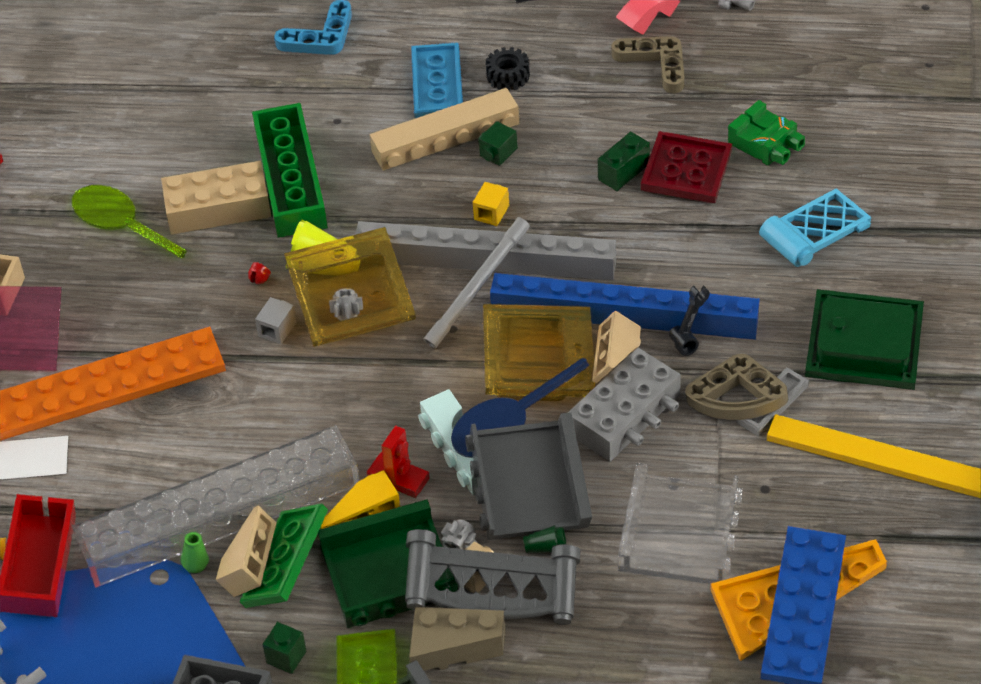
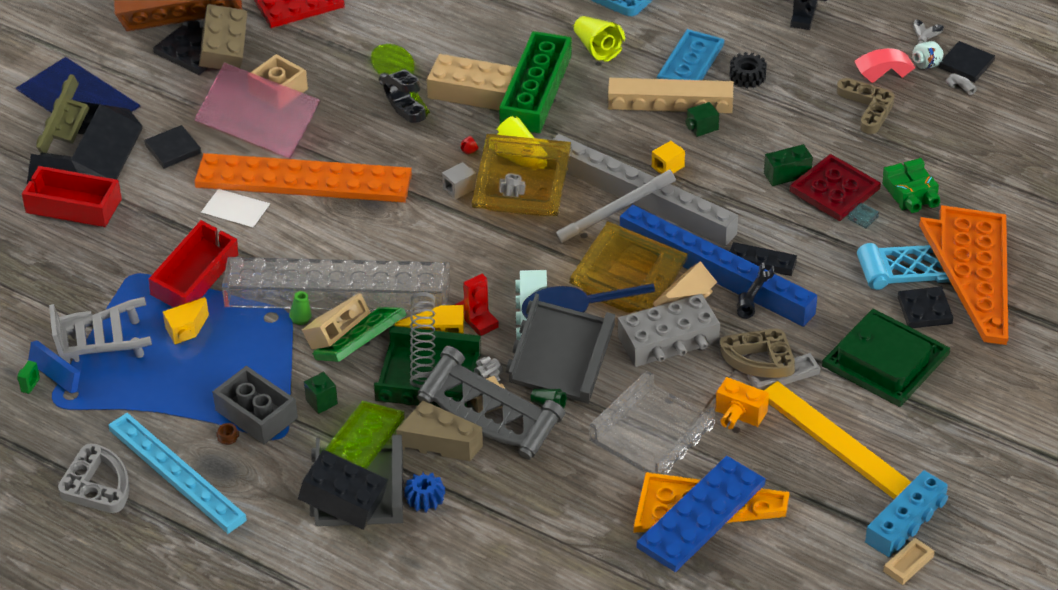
camera: 25 degrees right, 5 degrees down
(63, 627) = (186, 320): none -> yellow slope
(137, 239) = (398, 89): none -> black piece
(324, 90) = (600, 37): none -> neon yellow cone
(338, 494) = (415, 305): none -> light grey piece
(668, 277) = (783, 262): none -> black plate
(734, 187) = (863, 215): none -> clear light blue tile
(757, 457) = (741, 403): none -> light orange brick
(866, 265) = (925, 307): none -> black plate
(879, 187) = (974, 257): none -> orange wing

